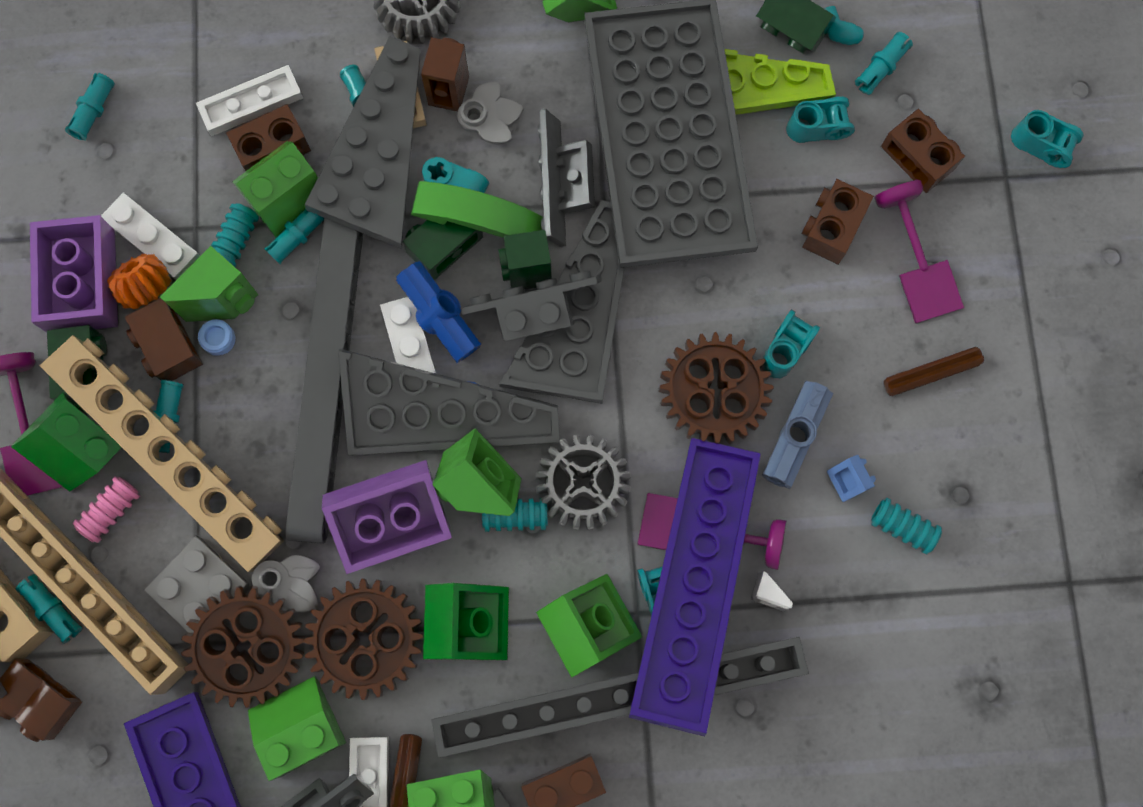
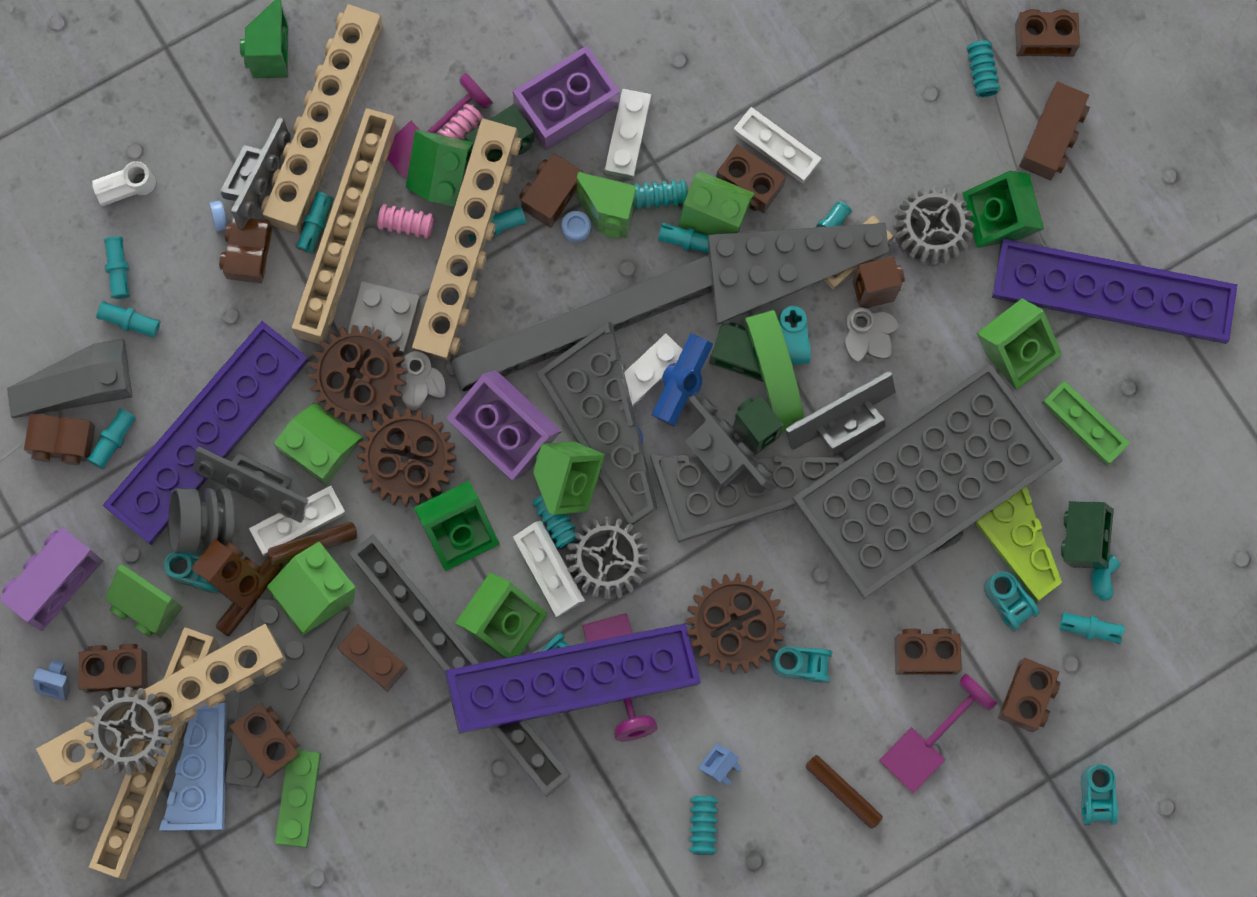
camera: 60 degrees right, 0 degrees up
(36, 393) = (462, 124): none -> bright pink piece
(90, 106) = (705, 30): teal pin -> none
(139, 281) = (586, 147): orange gear -> none
(562, 548) = (548, 568): none -> white plate
(769, 593) = (594, 740): white slope -> none
(788, 453) = (711, 705): sand blue piece -> none

